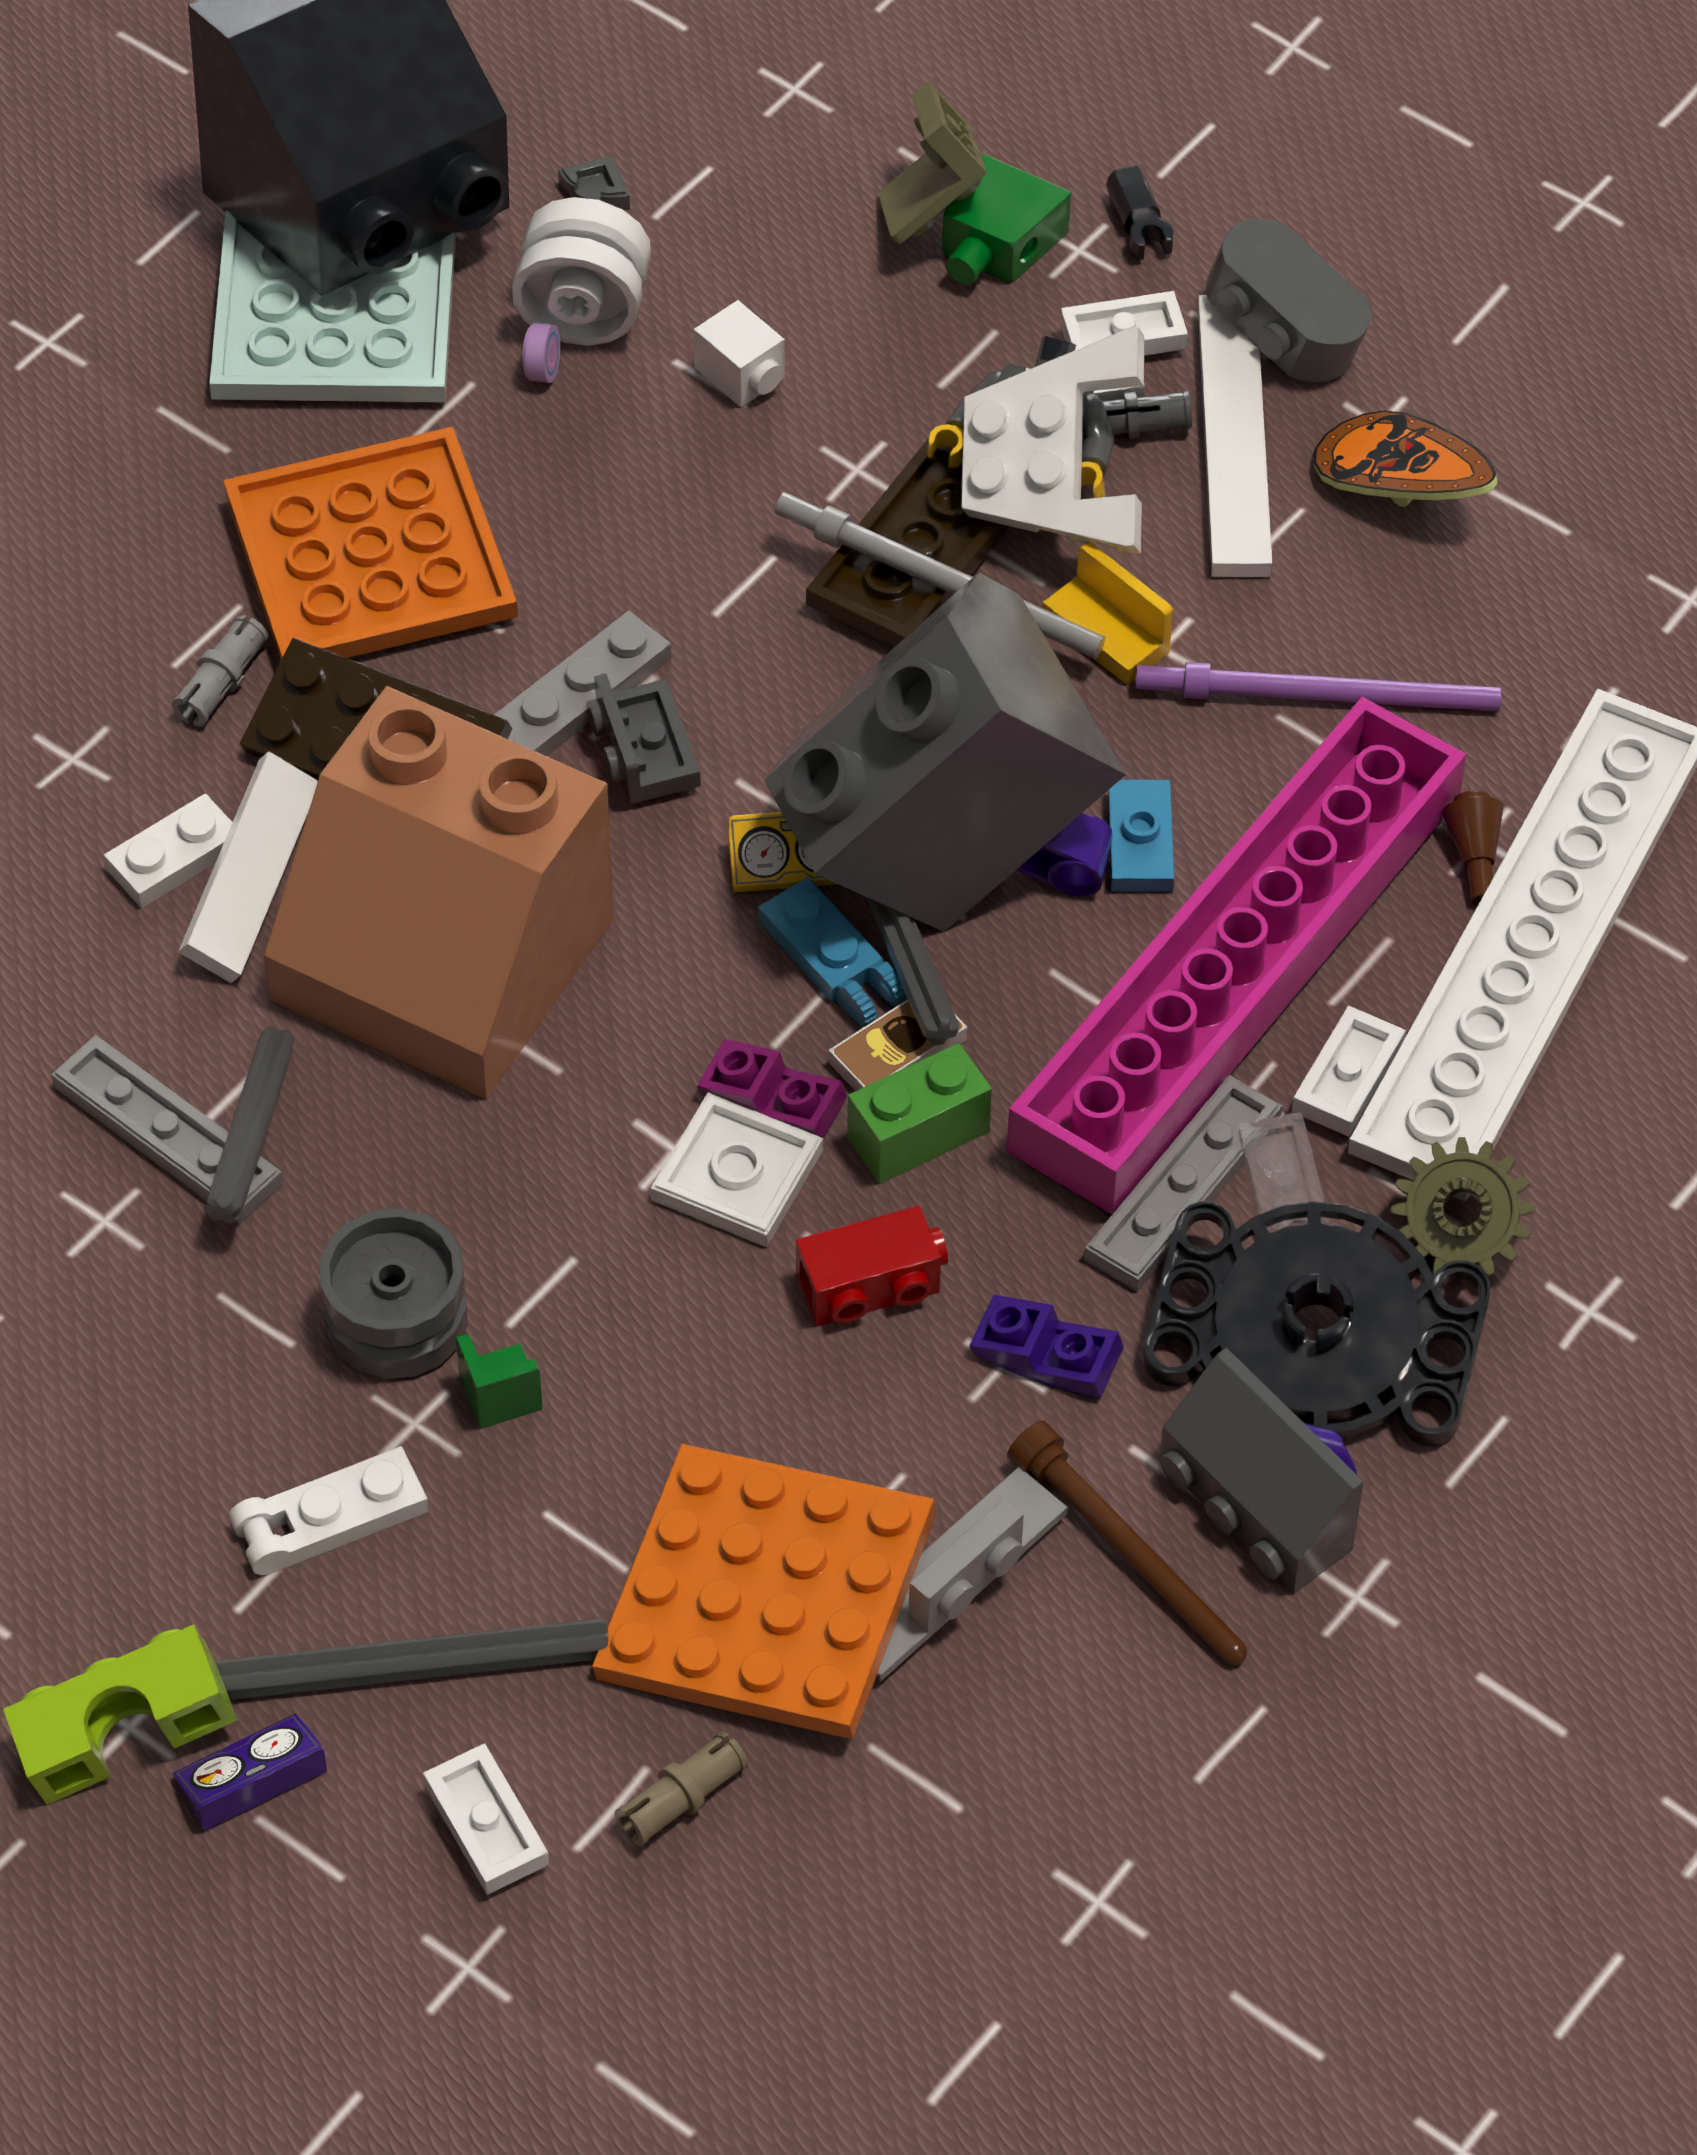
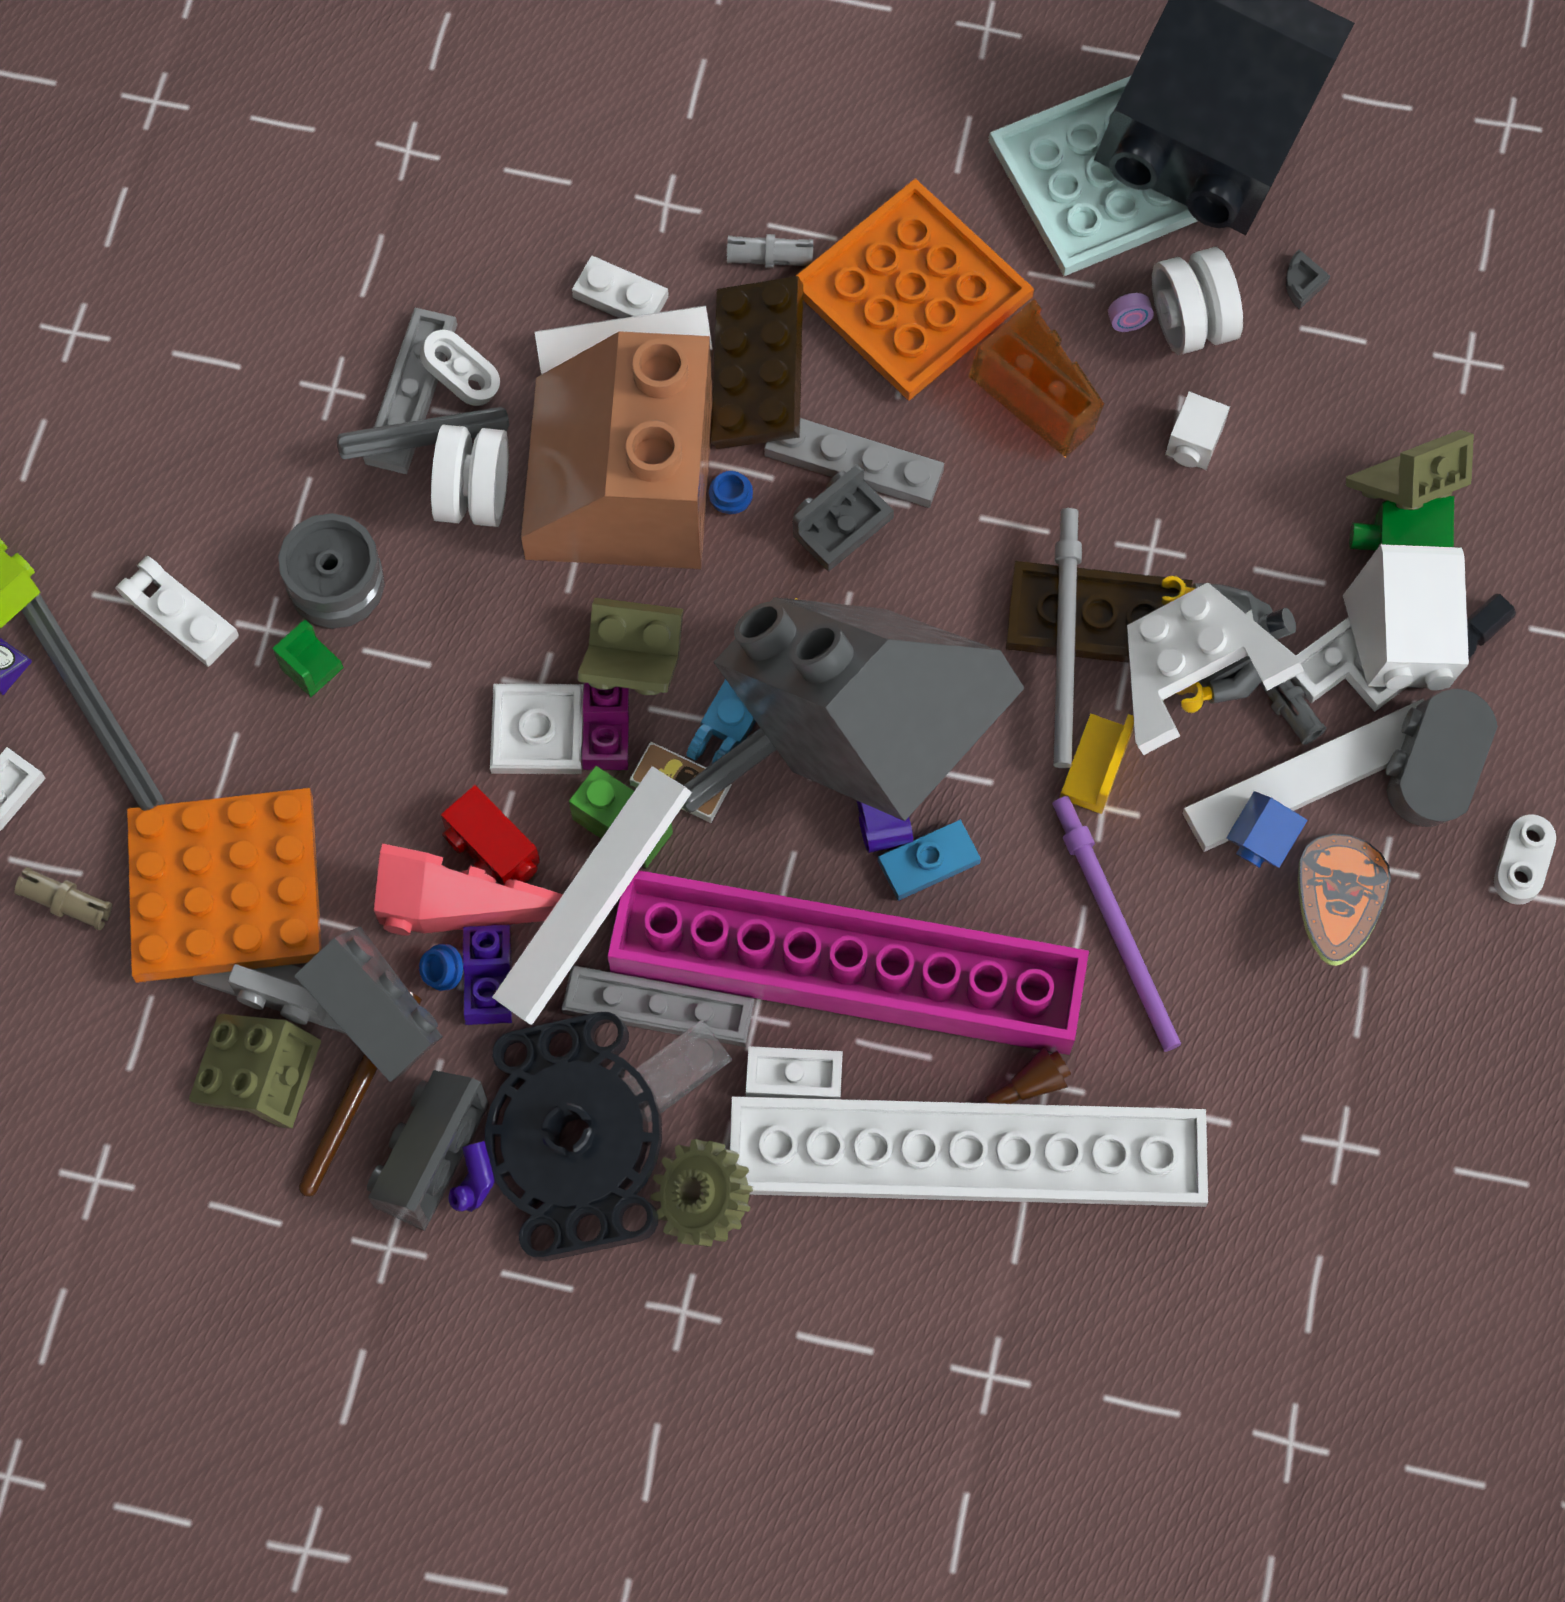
camera: 65 degrees right, 15 degrees up
(180, 1049) = (462, 365): none -> white plate
(357, 1081) = (469, 475): none -> white wheel
(586, 469) = (1037, 380): none -> clear orange wedge
(691, 1012) = (632, 646): none -> olive bracket
(916, 1337) = (427, 897): none -> coral wedge
(1014, 1386) = (441, 967): none -> blue plate
(1026, 1159) = (591, 895): none -> white tile
(1037, 1650) = (256, 1067): none -> olive bracket
(1042, 1445) = (370, 1002): none -> dark grey wedge
(1108, 245) = (1410, 616): none -> white slope
(1289, 490) = (1265, 830): none -> brick
(1433, 293) = (1525, 856): none -> white plate

